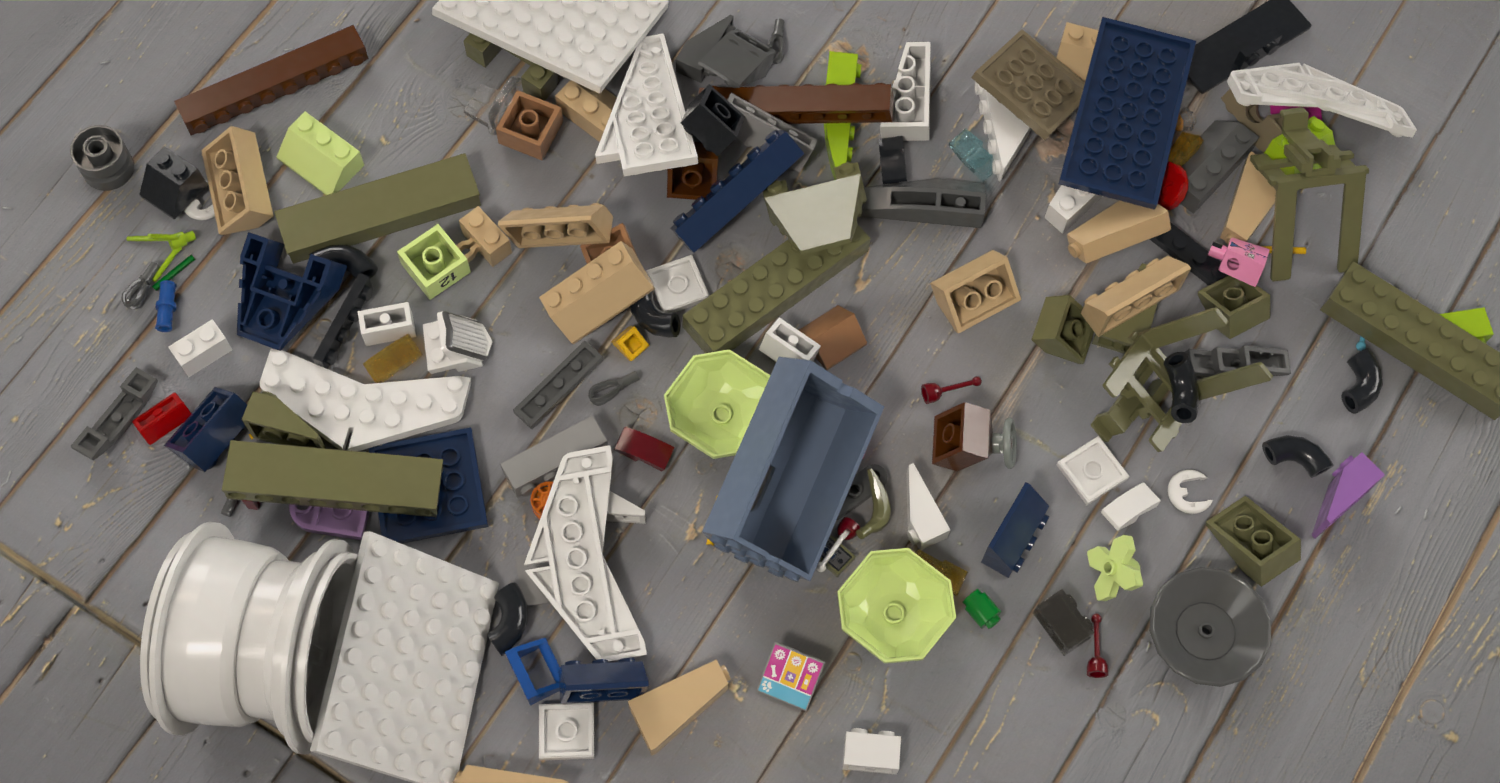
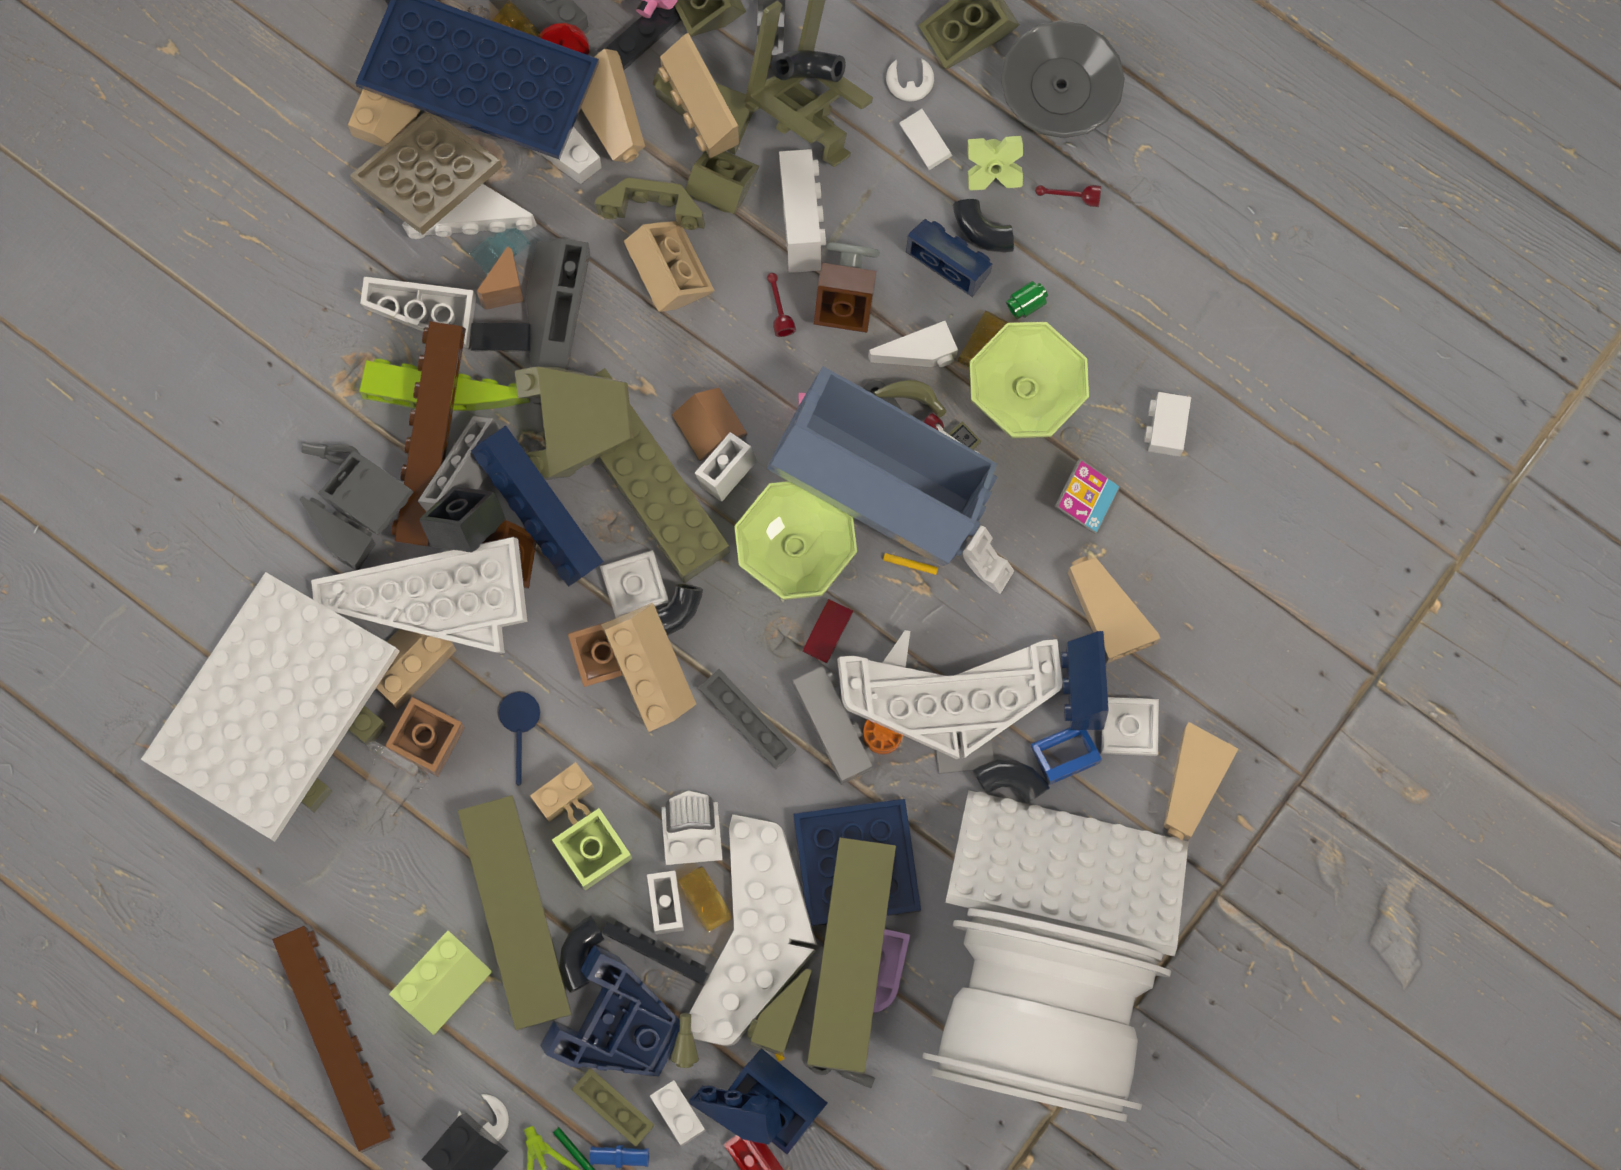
camera: 85 degrees left, 10 degrees up
(197, 396) = (744, 1114): none -> dark blue slope
(208, 298) = (613, 1107): none -> olive plate
(237, 181) = (467, 1078): tan slope -> none
(255, 351) = (685, 1050): none -> olive cone
(554, 197) = (519, 714): none -> dark blue piece
(558, 226) = (562, 705): tan slope -> none
(620, 383) = (748, 653): dark grey piece -> none
(630, 343) = (699, 641): yellow slope -> none
(715, 576) = (985, 562): none -> white slope
(942, 153) = (501, 284): none -> medium nougat slope
(1033, 244) = (615, 200): none -> olive slope
(1043, 396) = (801, 210): none -> white wedge
(1045, 562) = (979, 230): none -> black cylinder
(1063, 622) = (1045, 221): clear smoke brick -> none
(1092, 470) = (880, 172): white tile -> none

